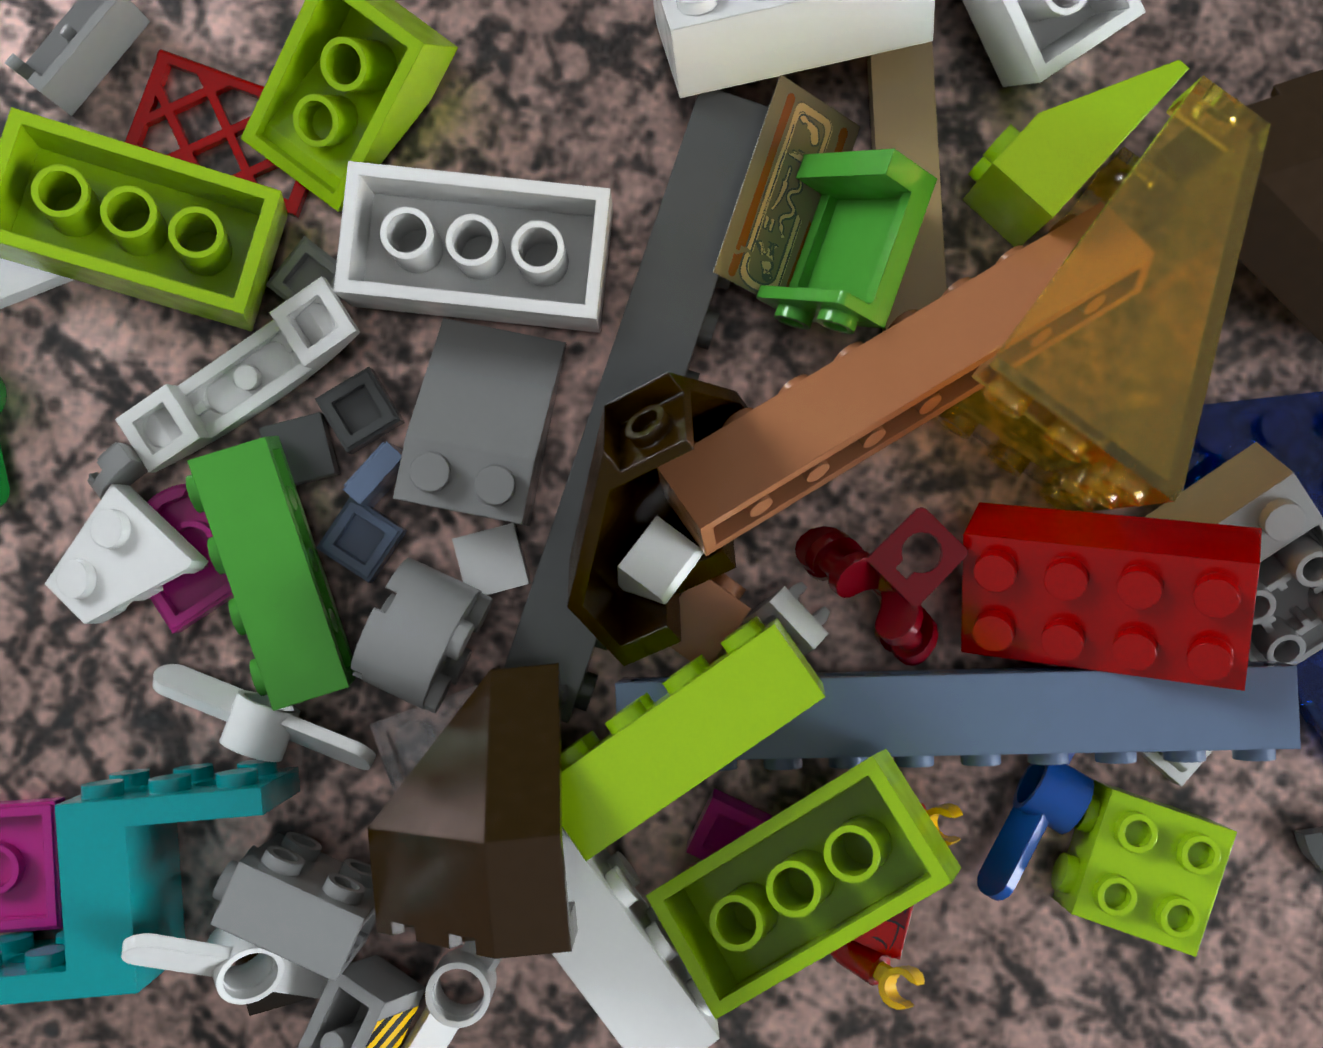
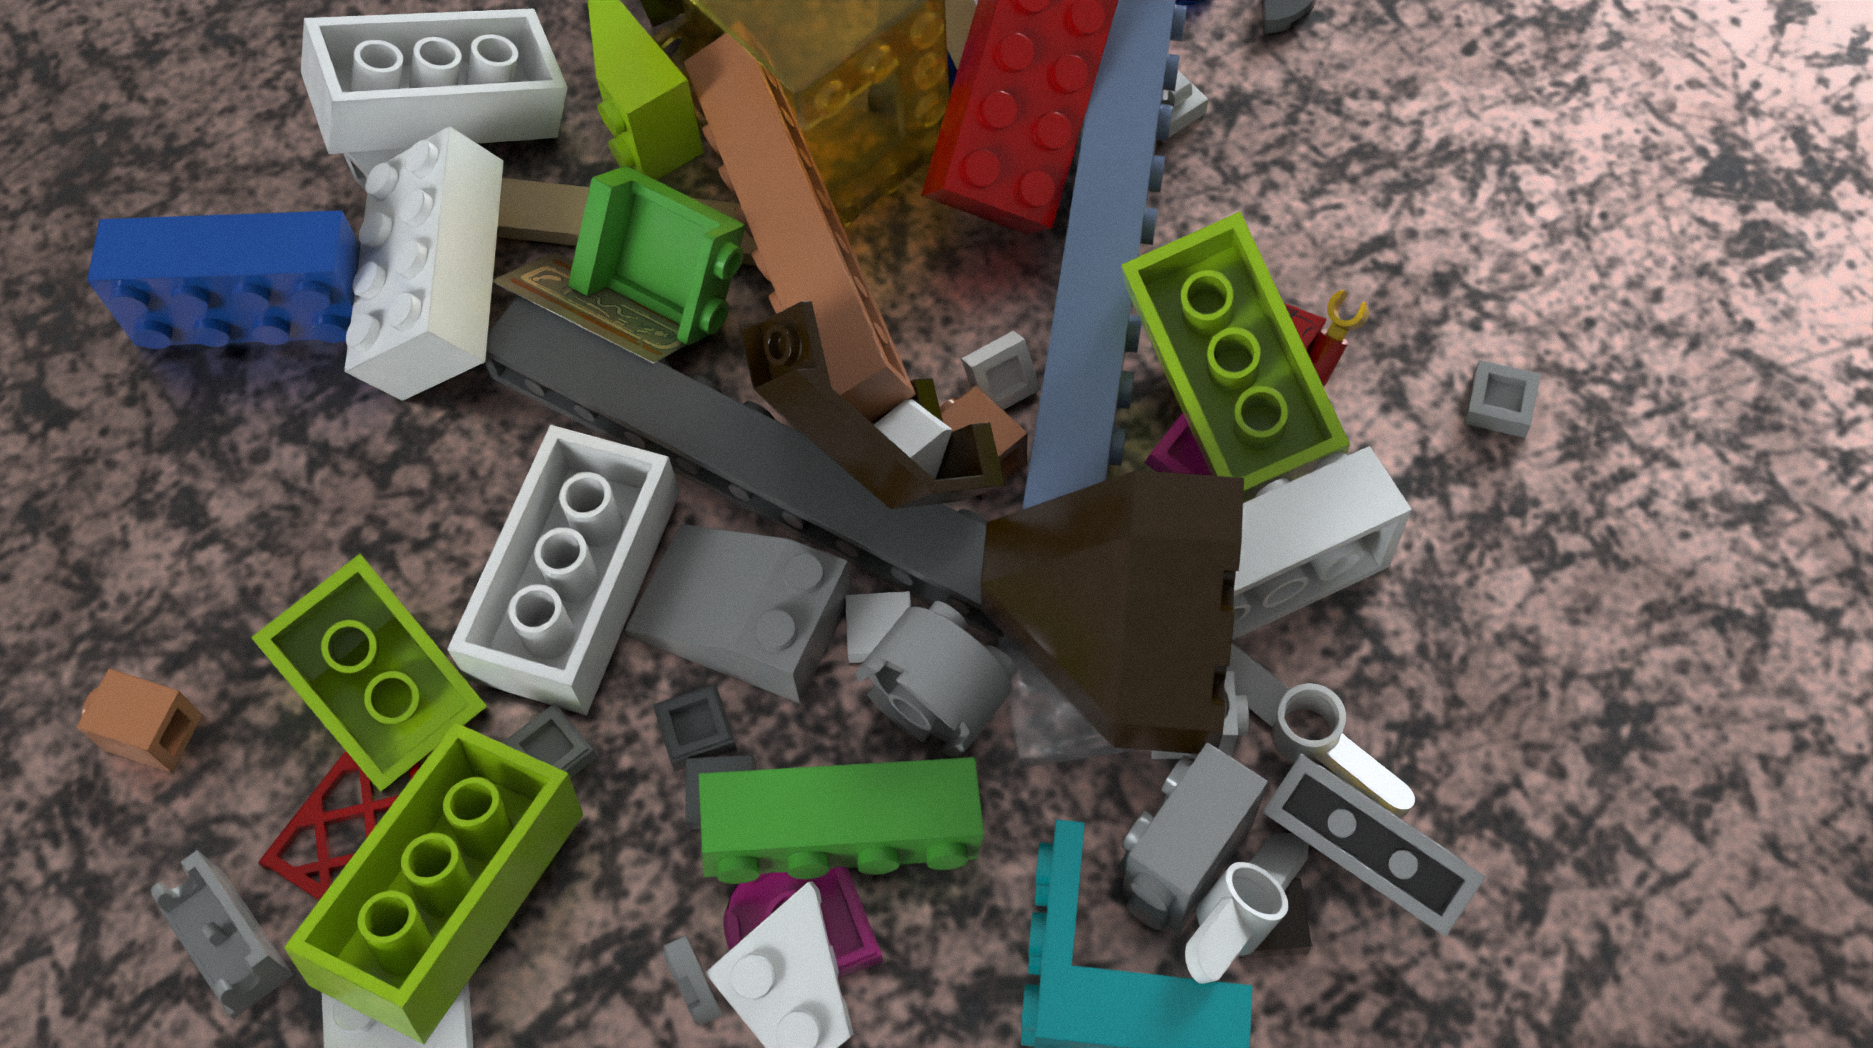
camera: 75 degrees left, 25 degrees down
(243, 381) = (627, 823): white slope -> none
(250, 721) = (998, 868): white piece -> none
(361, 539) = (827, 740): sand blue tile -> none
(375, 475) = (765, 708): sand blue tile -> none
(686, 735) = (1058, 389): lime brick -> none
(901, 621) = (980, 268): dark red piece -> none
(1043, 798) = (1201, 195): blue piece -> none
(1143, 868) = (1272, 135): lime brick -> none

